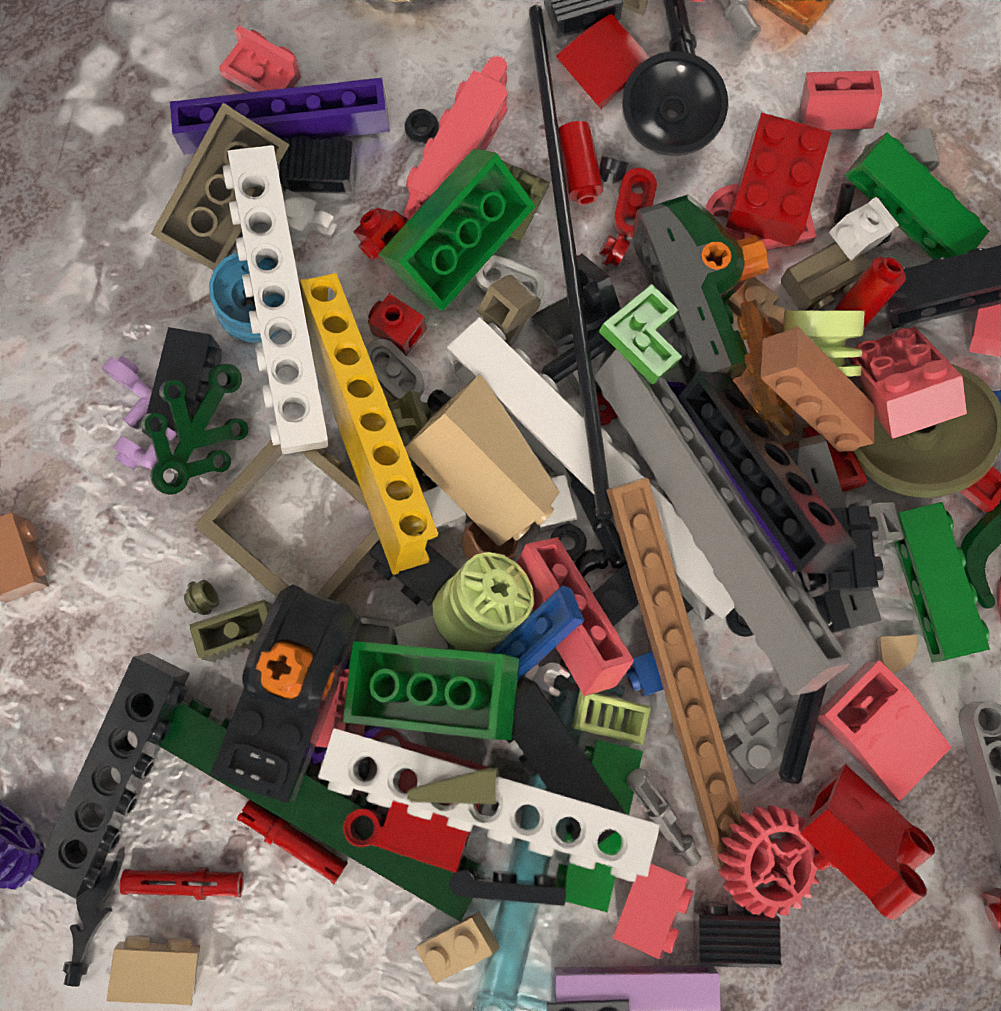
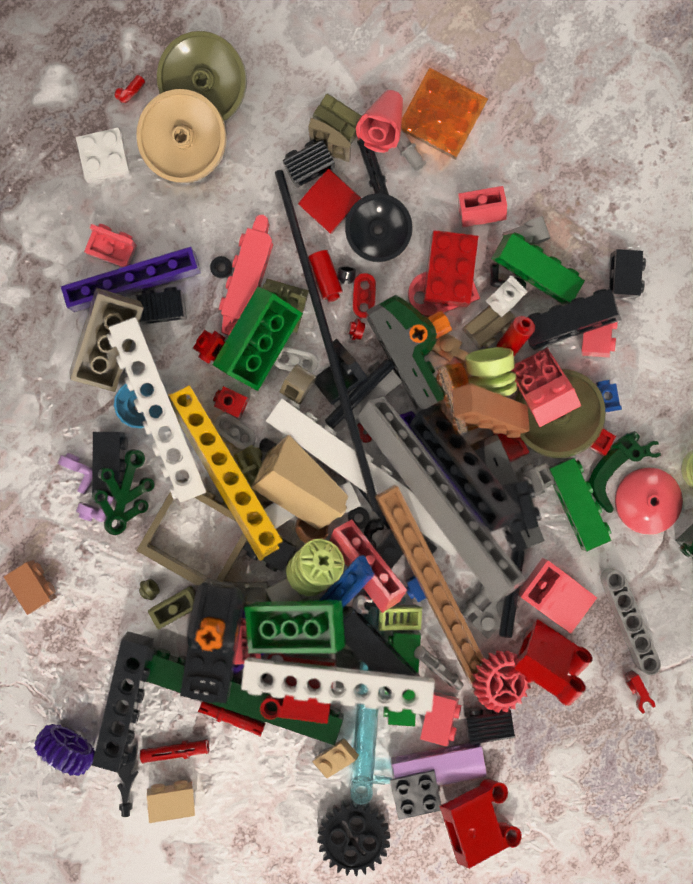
camera: 10 degrees left, 10 degrees up
(305, 215) = (157, 339): white plate -> none
(470, 788) = (324, 684): olive slope -> none
(506, 887) = (356, 724): black plate -> none
(636, 335) = (376, 392): plate -> none
(897, 651) = (559, 548): tan tile -> none

